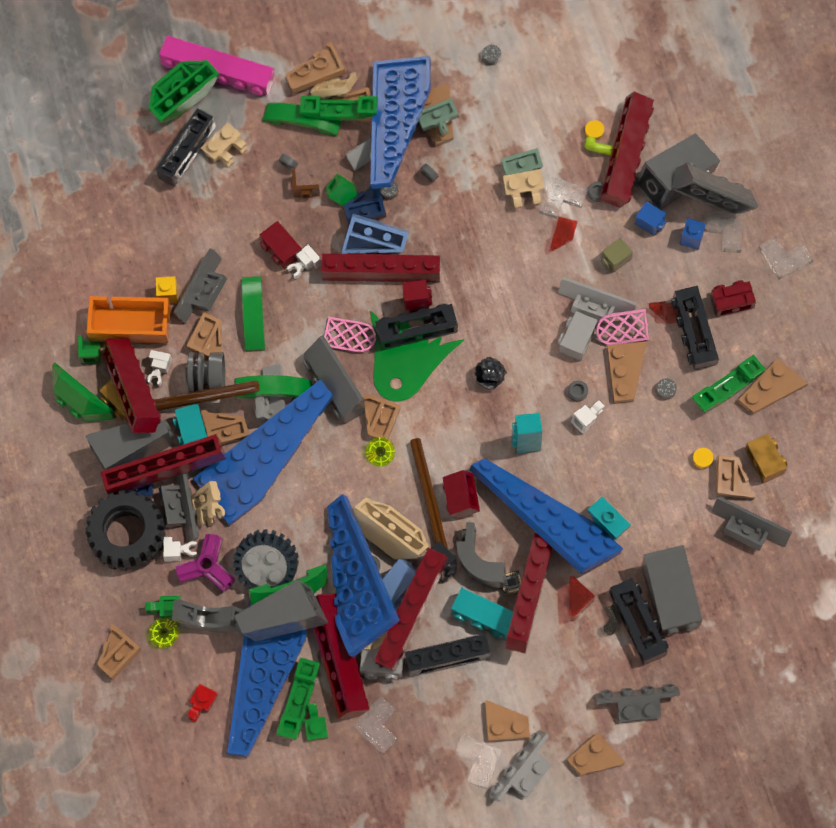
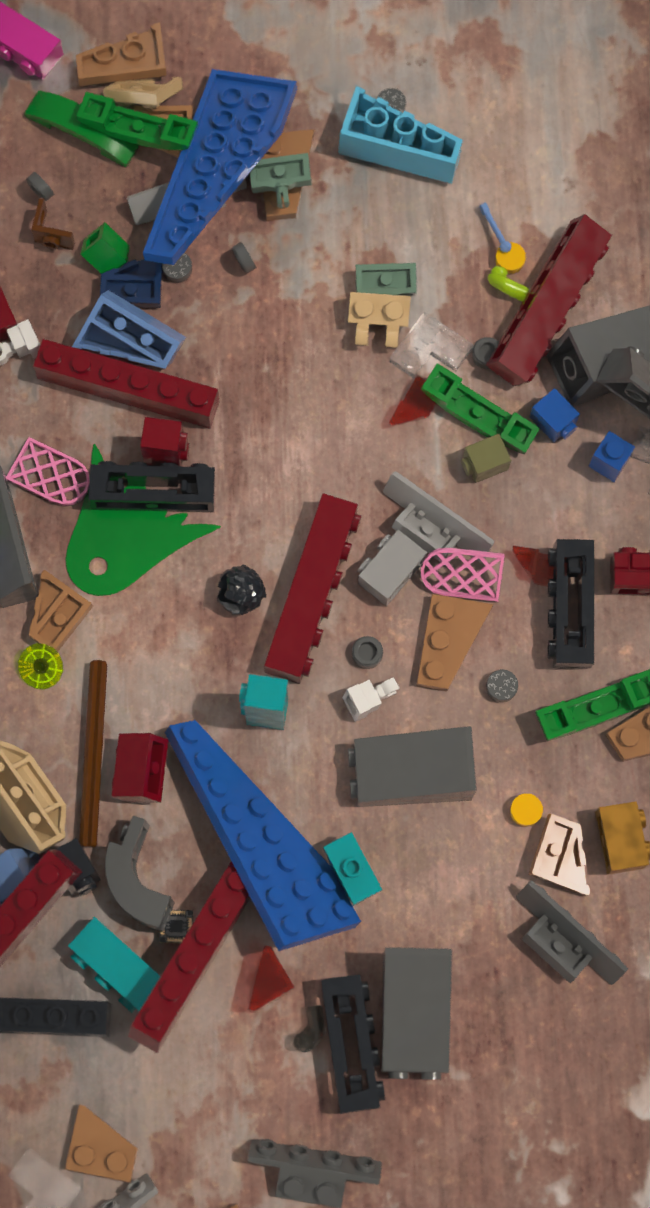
camera: 10 degrees right, 5 degrees up
(503, 75) = (397, 139): none -> medium azure wedge
(533, 358) = (311, 589): none -> dark red brick
(589, 123) = (505, 246): none -> medium blue hinge
(601, 228) = (478, 412): none -> green slope
(628, 449) = (413, 768): none -> dark grey slope

